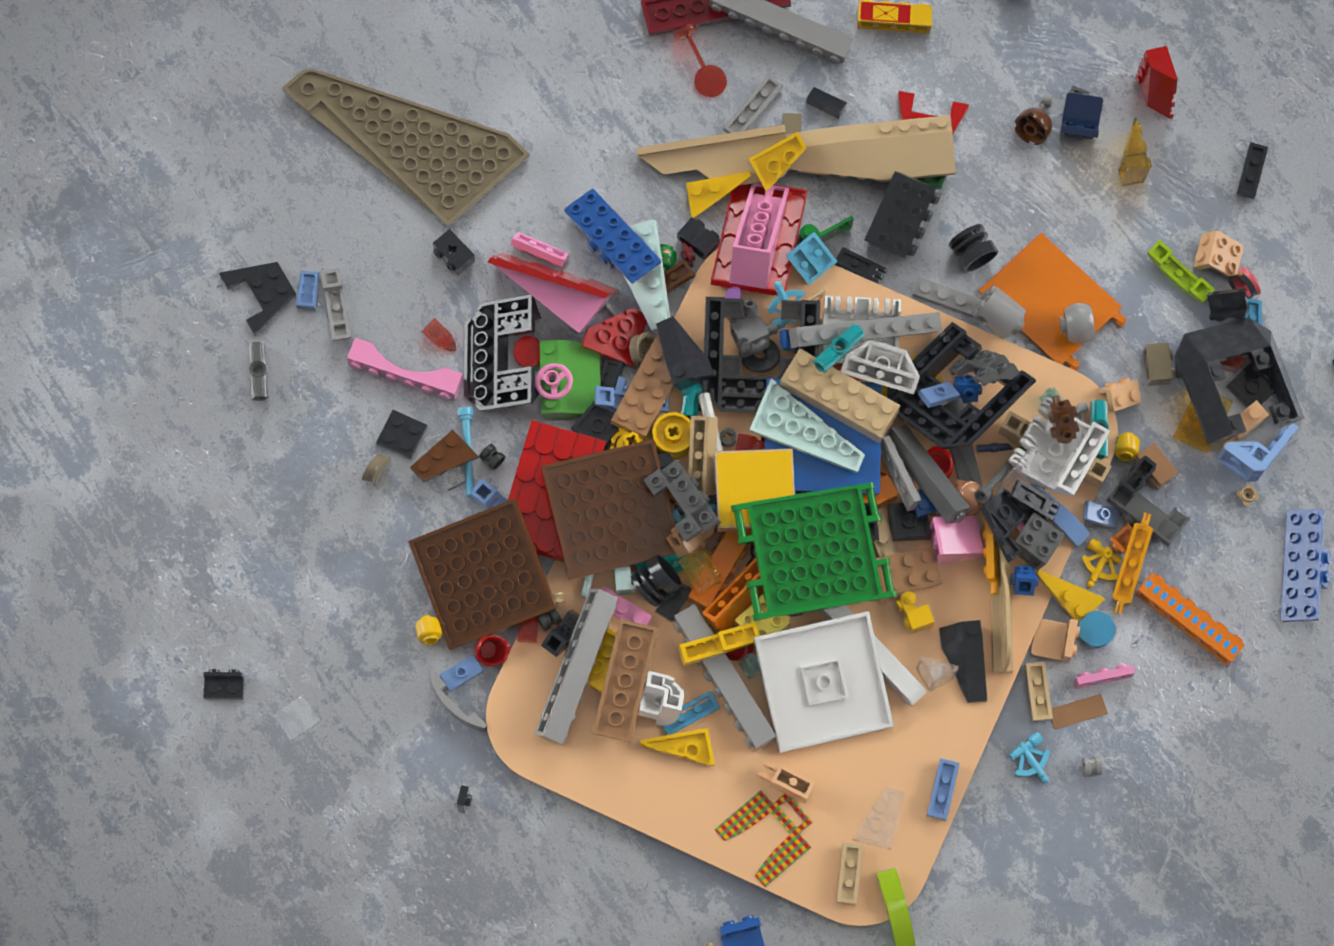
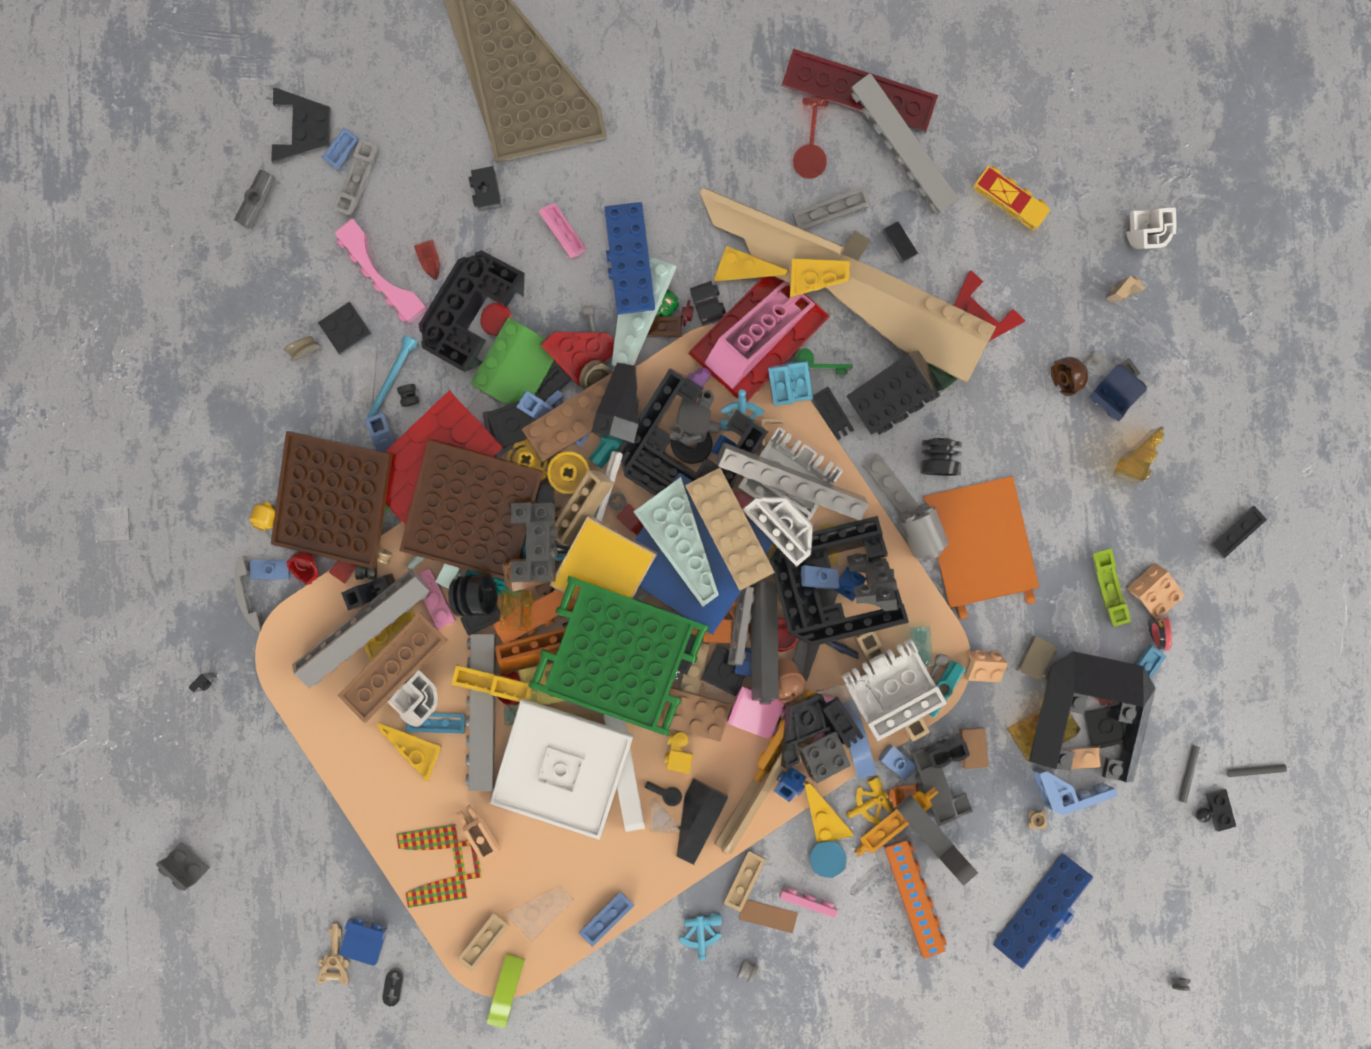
camera: 35 degrees right, 15 degrees up
(224, 684) = (66, 461): black bracket -> none
(443, 456) = (365, 371): reddish brown wing -> none
(550, 375) = (500, 362): bright pink piece -> none
(563, 293) = (552, 281): piece -> none
(846, 341) = (764, 488): teal piece -> none
(931, 651) = (672, 796): none -> black plate
(984, 493) = (799, 693): dark grey piece -> none
(1034, 31) = (1127, 286): none -> tan bracket
(1055, 640) = (787, 846): light nougat bracket -> none
(1062, 419) = (910, 670): reddish brown brick -> none
(1078, 323) = (987, 582): light grey wheel -> none
(1127, 446) = (959, 716): yellow head -> none
(1158, 80) = (1207, 402): red wedge -> none
(1173, 555) = (936, 840): none -> dark grey beam
(1228, 304) = (1132, 644): black bracket -> none

